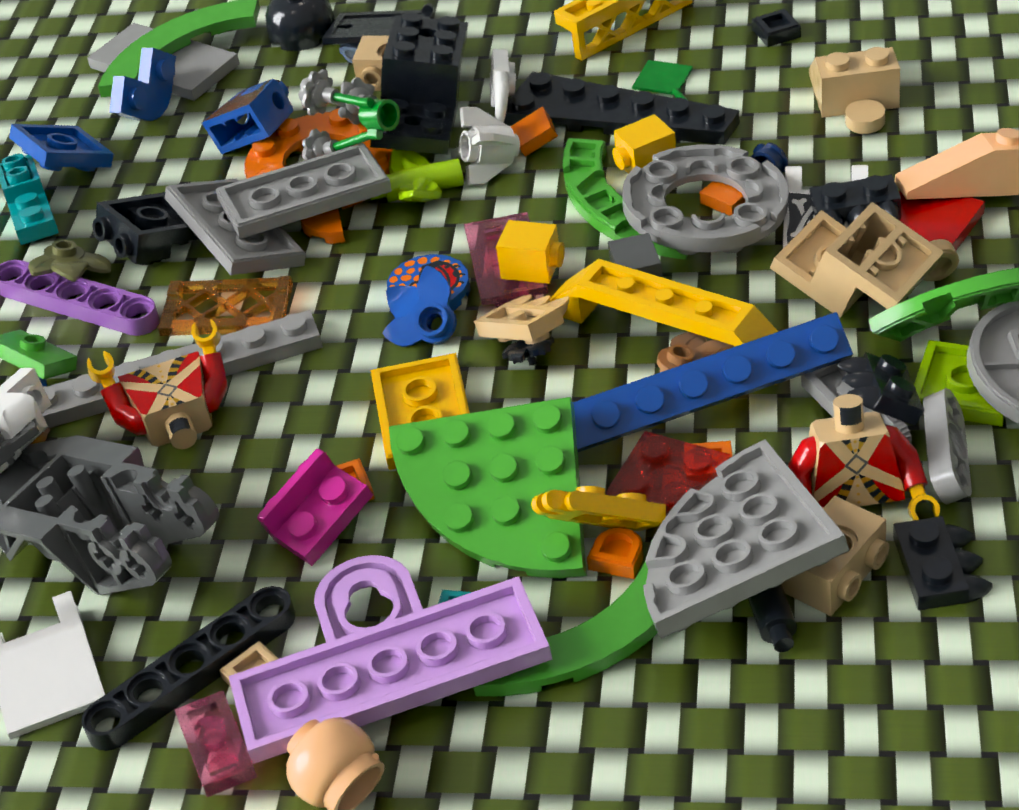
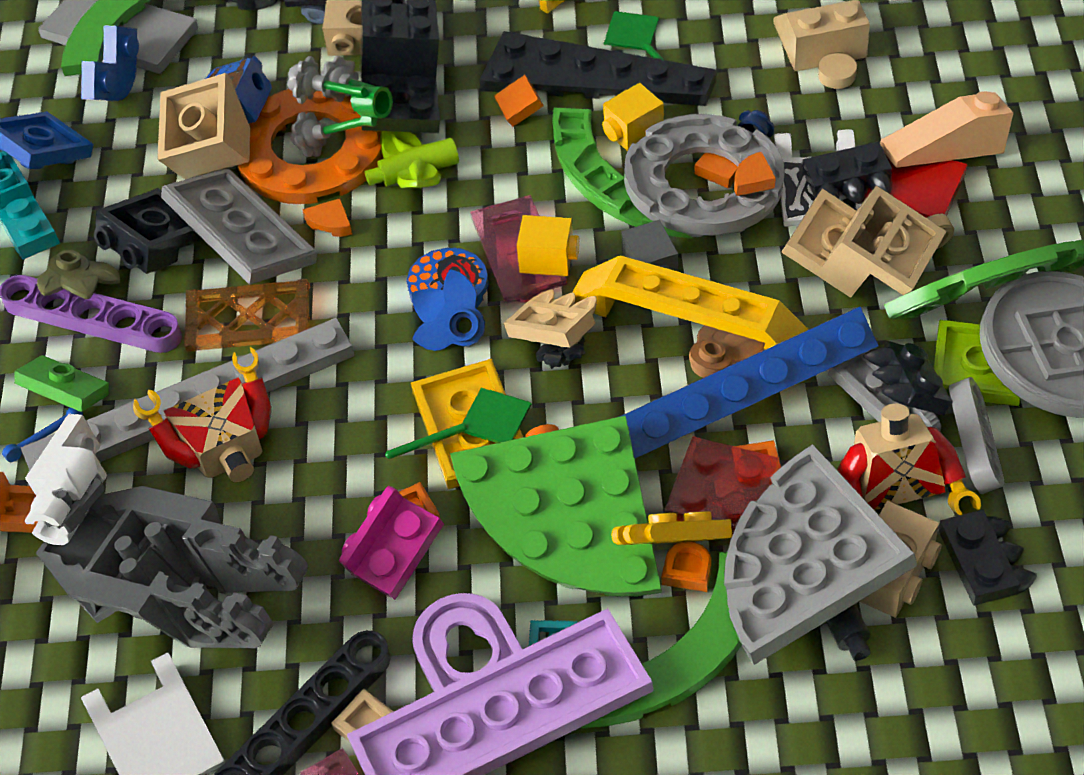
camera: 10 degrees left, 10 degrees up
(215, 137) = (202, 128): none -> tan slope
(302, 190) = (303, 184): light grey tile -> none
(440, 400) = (490, 417): none -> green piece
(487, 145) = (477, 121): white brick -> none
(501, 82) = (478, 50): white plate -> none
(752, 197) = (753, 175): none -> orange tile

